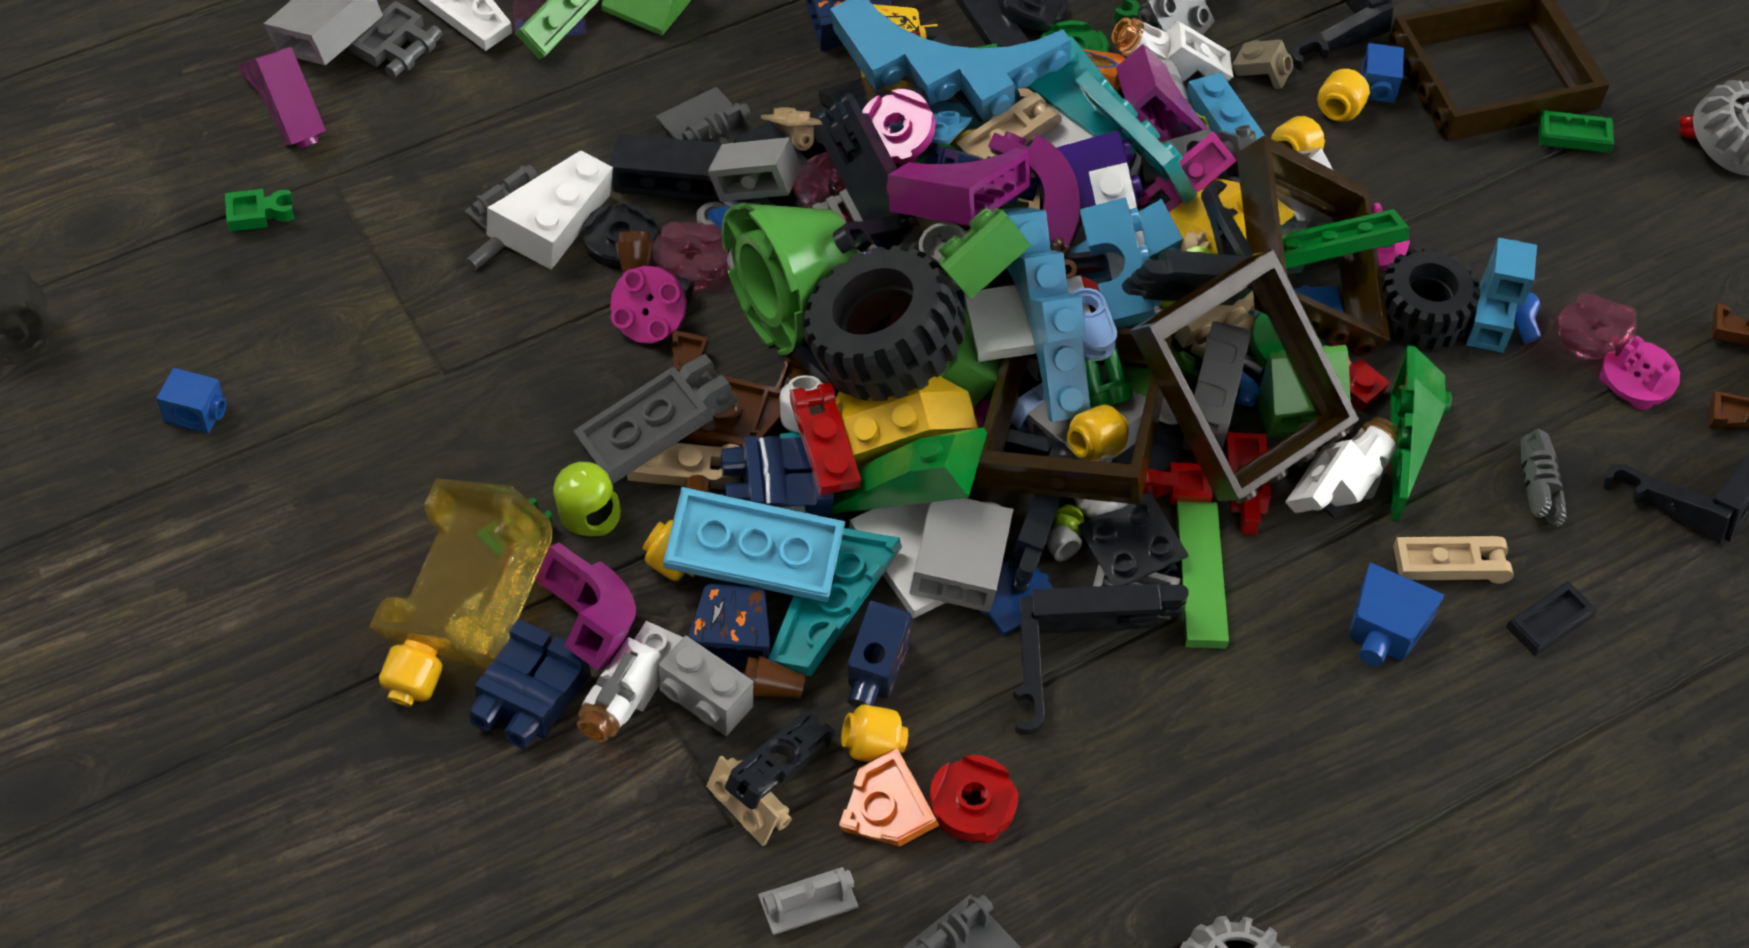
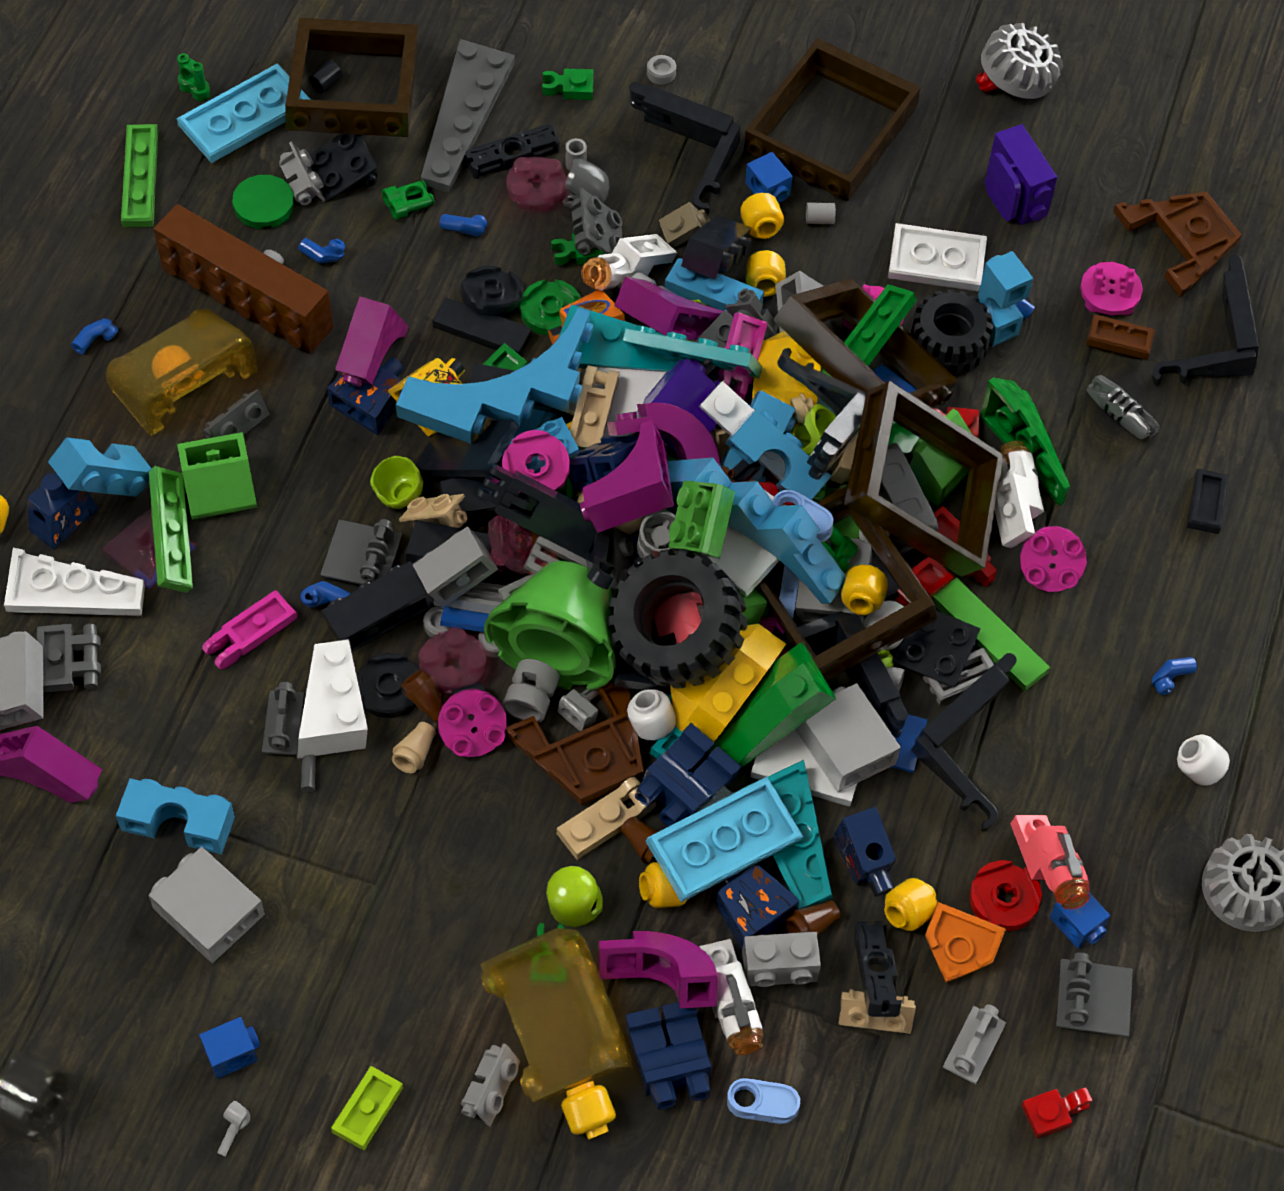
camera: 40 degrees left, 5 degrees up
(143, 461) = (239, 1118): none -> light grey hand
(243, 530) = (367, 1108): none -> lime plate
(252, 209) = (109, 872): green plate -> none
(293, 286) = (206, 904): none -> light grey brick
(333, 184) = (149, 804): none -> dark azure arch
(359, 594) = (498, 1069): none -> light grey hinge
(554, 115) = (250, 629): none -> dark pink hinge
(574, 798) = (772, 1102): none -> light blue piece
(582, 293) = (413, 749): none -> tan cone
(636, 125) = (321, 594): none -> blue arm
(655, 417) = (563, 803): dark grey tile -> none
(729, 315) = (531, 689): none -> light grey wheel
(754, 361) = (578, 709): none -> light grey piece
(790, 85) = (397, 482): none -> lime hair
(825, 439) = (700, 729): red plate -> none
(1025, 871) = (1083, 923): none -> blue brick
(1042, 796) = (1052, 858): none -> coral plate
(1264, 84) = (717, 247): none -> black brick
(1295, 829) = (1203, 760): none -> white head
(1312, 536) = (1068, 561): none -> dark pink plate
(1347, 731) = (1171, 668): none -> blue arm
(1391, 615) = (1124, 573): blue torso -> none
(1405, 130) = (820, 213): none -> light grey hinge
(1453, 558) = (1121, 506): tan plate -> none
(1471, 225) = (937, 257): none -> white tile
(1575, 131) = (923, 136): green plate -> none
(1605, 418) = (1120, 337): none -> reddish brown plate
(1615, 325) = (1058, 261): clear pink plate -> none
(1633, 214) = (1019, 177): none -> dark purple brick

